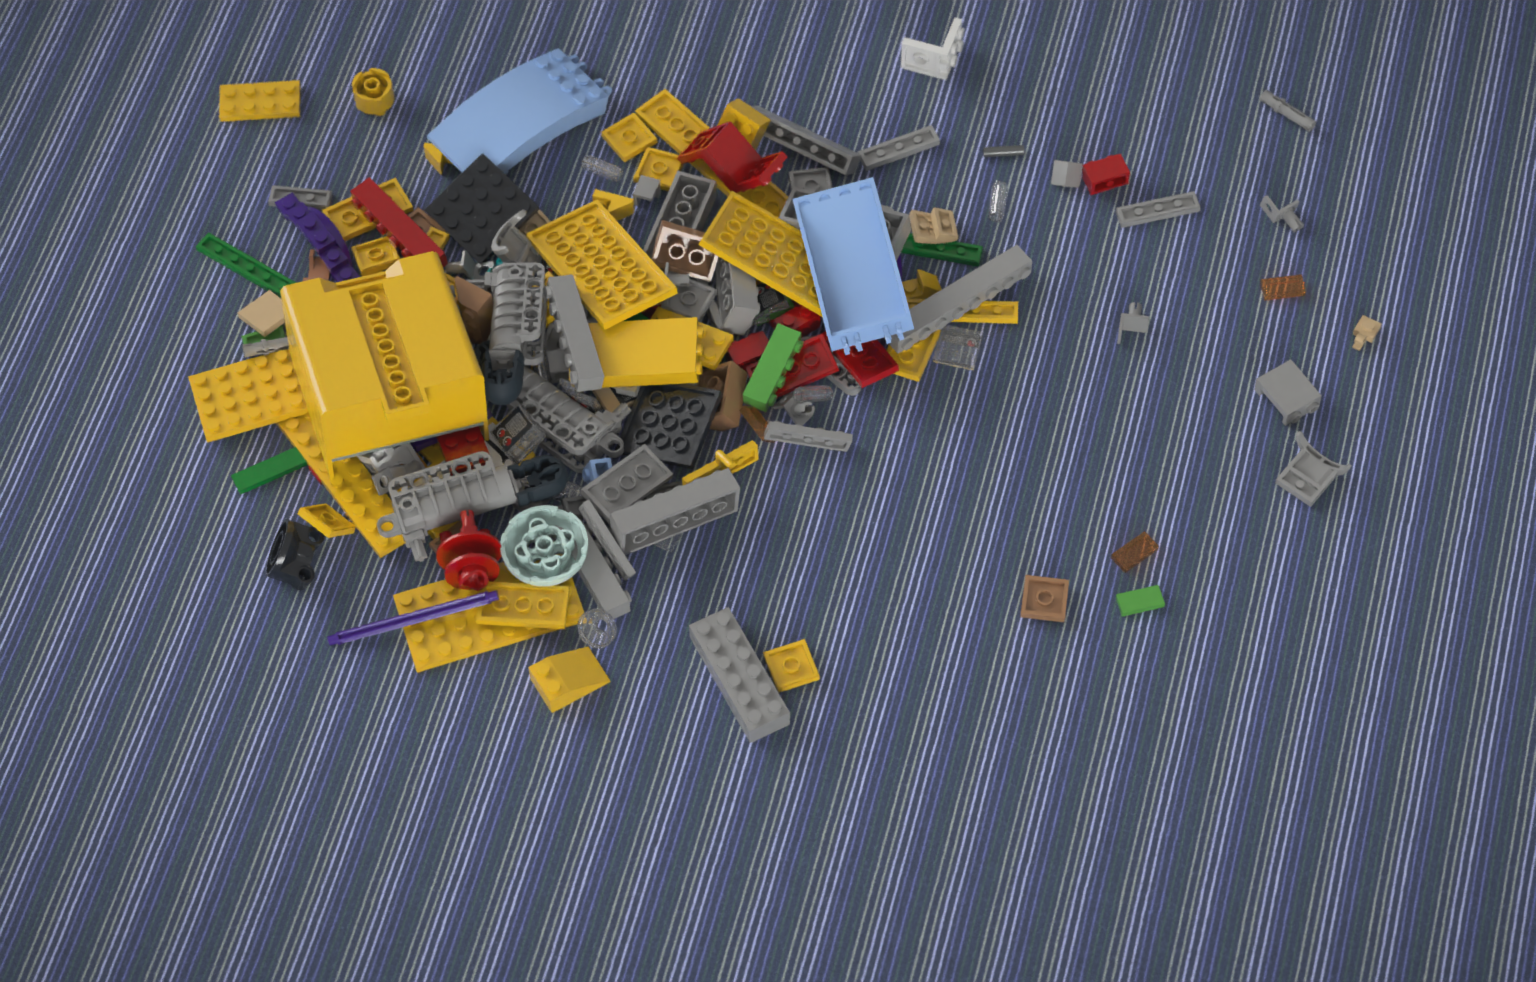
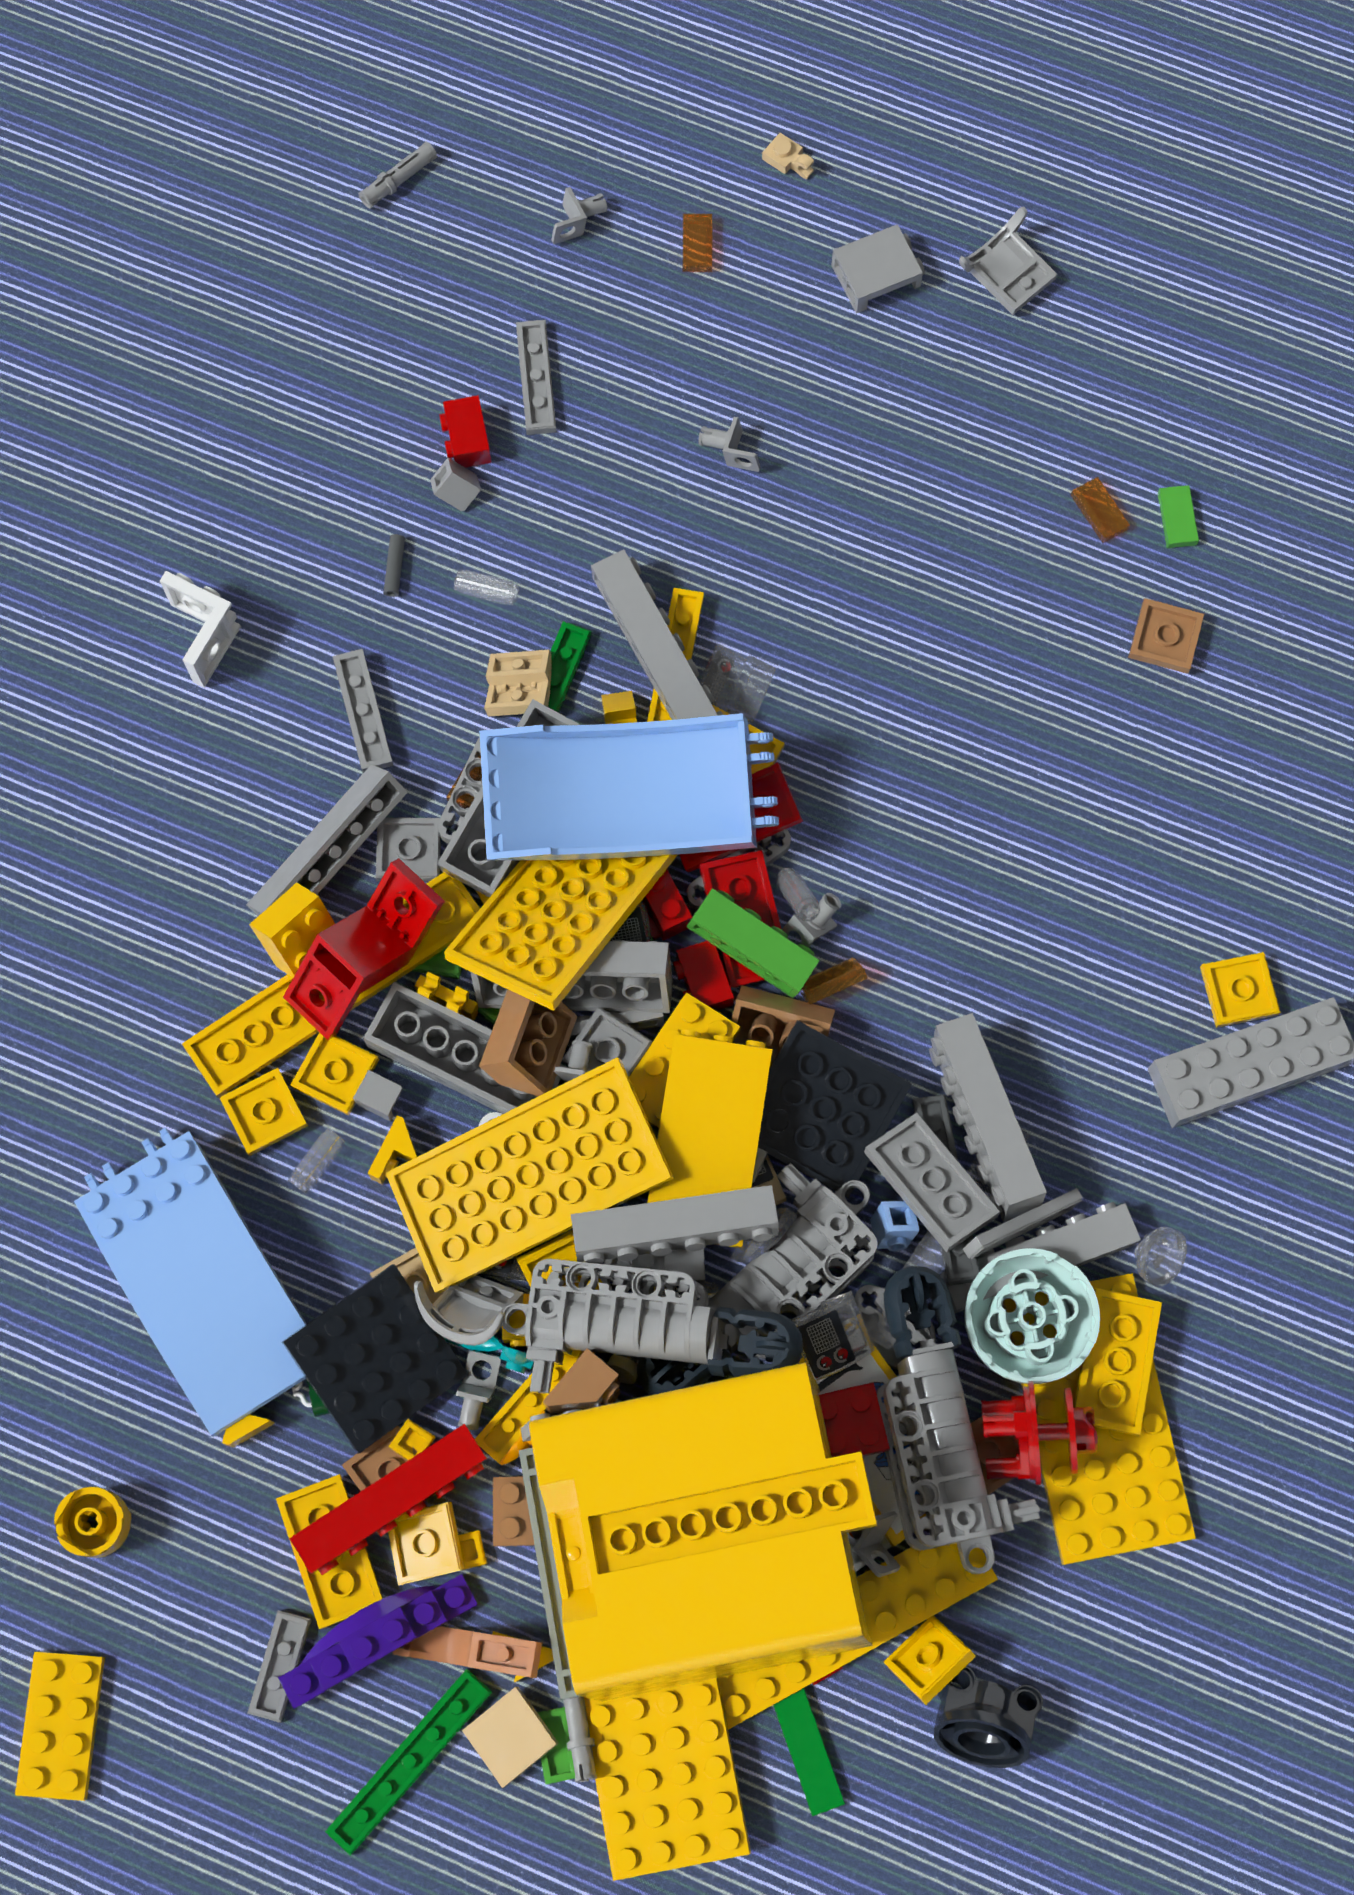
camera: 85 degrees left, 15 degrees up
(413, 617) = (1120, 1534): dark purple piece -> none
(567, 677) = (1231, 1308): yellow slope -> none
(715, 205) = (454, 1000): none -> yellow plate
(734, 461) = (900, 1034): yellow plate -> none
(808, 436) = (870, 921): light grey plate -> none

